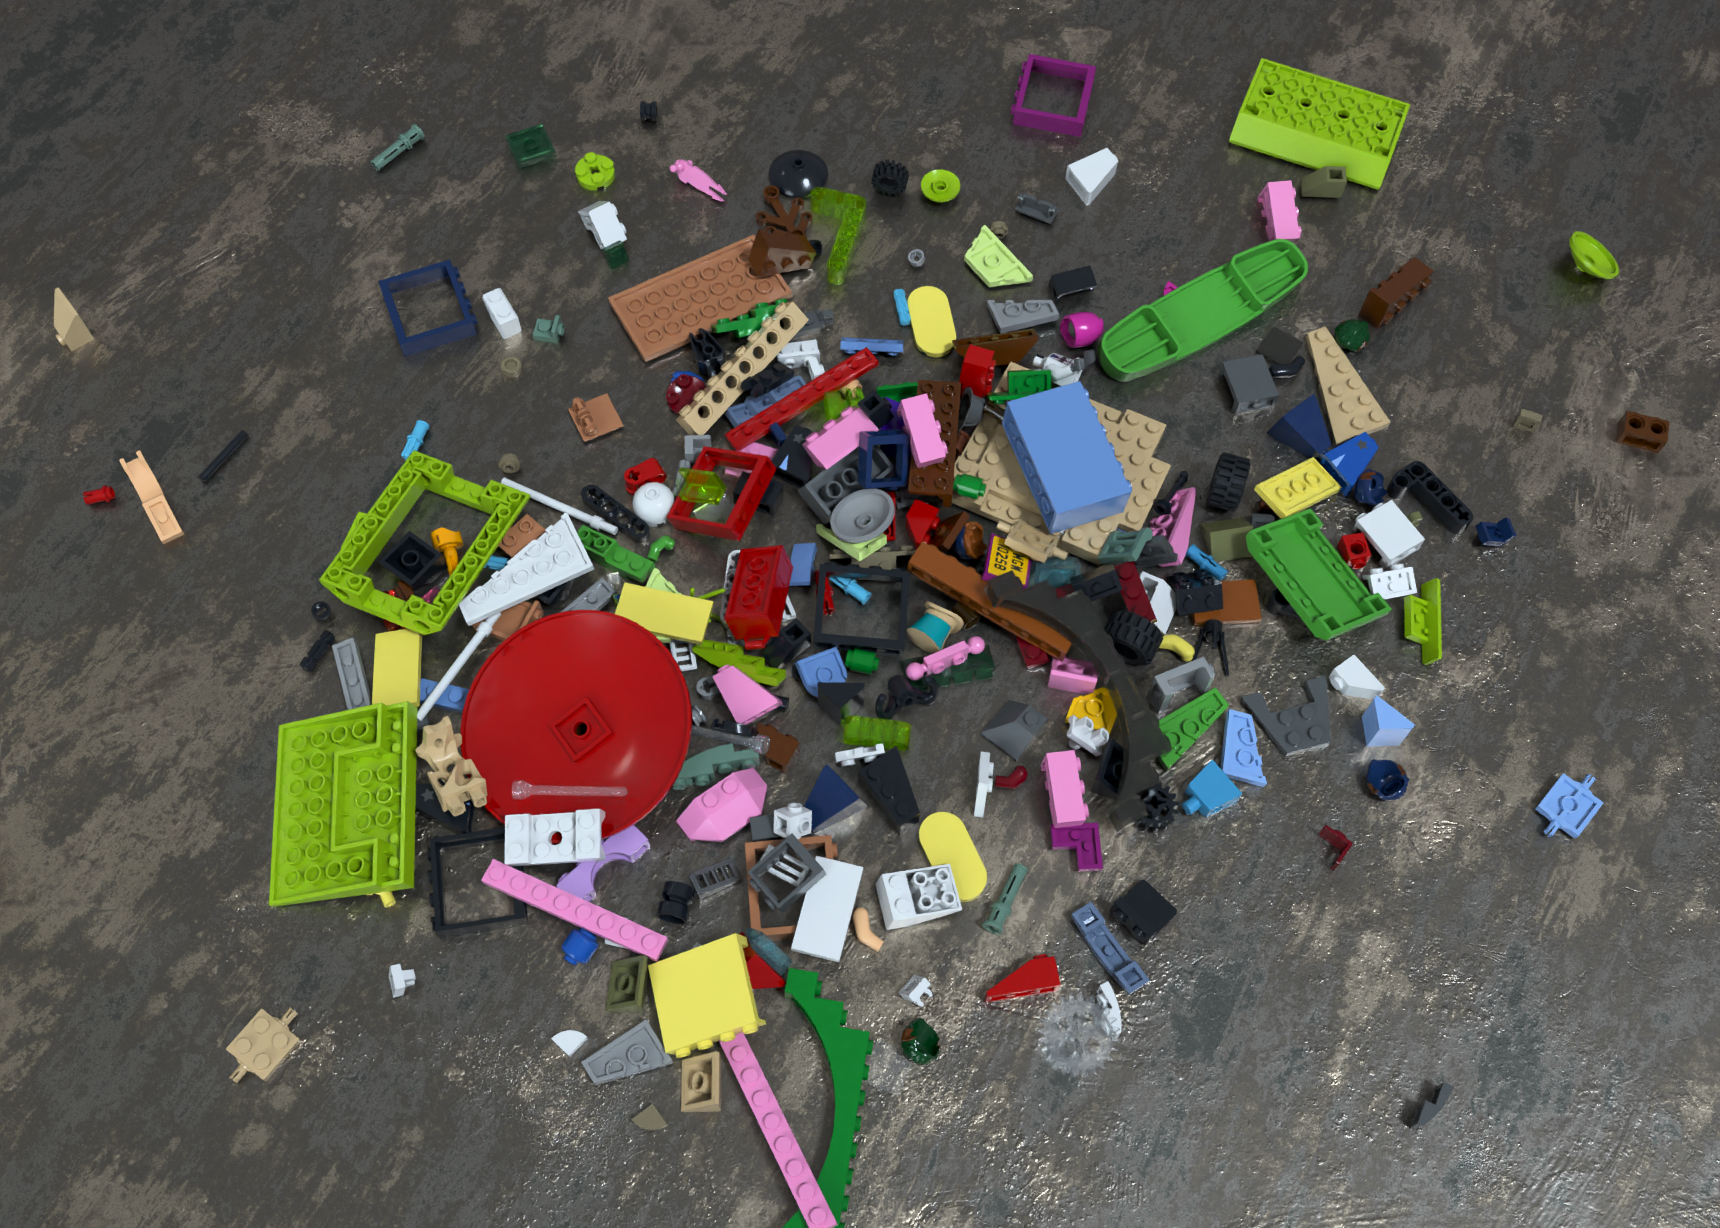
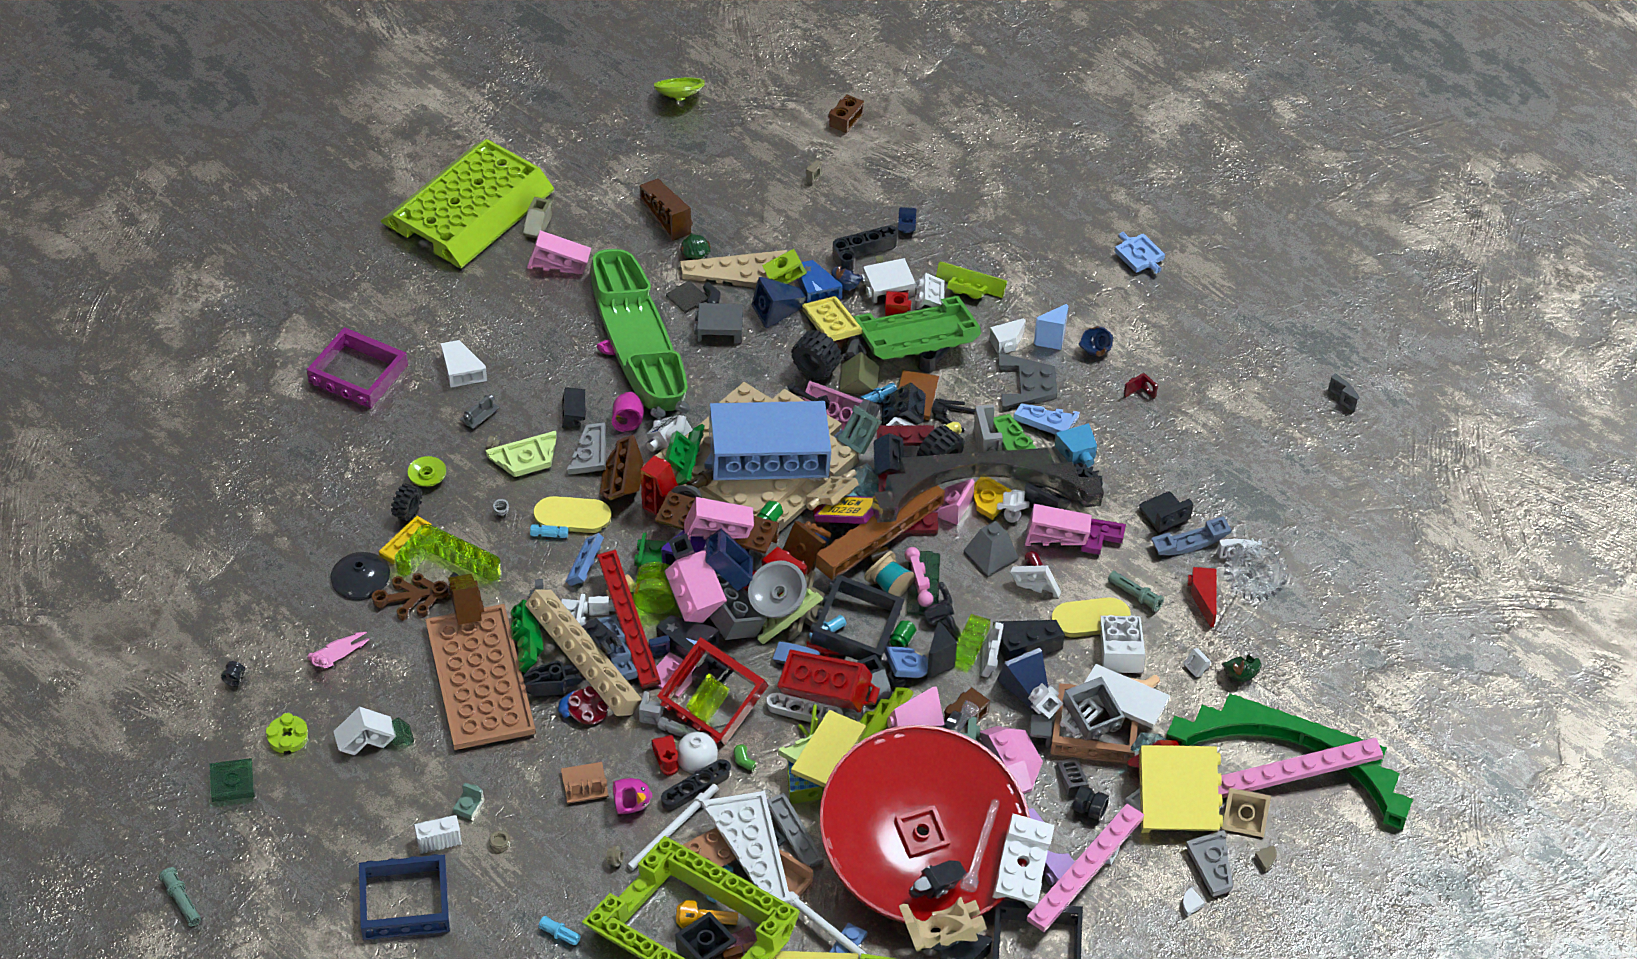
camera: 75 degrees left, 15 degrees down
(509, 754) = (937, 879): none -> black hinge
(579, 946) = (1113, 877): blue head -> none
(582, 460) = (630, 795): none -> dark pink piece
(614, 557) = (754, 780): bright green slope -> none
(628, 985) = (1154, 847): olive slope -> none
(873, 199) = (394, 545): none -> yellow tile
(1347, 421) = (785, 267): none -> lime brick

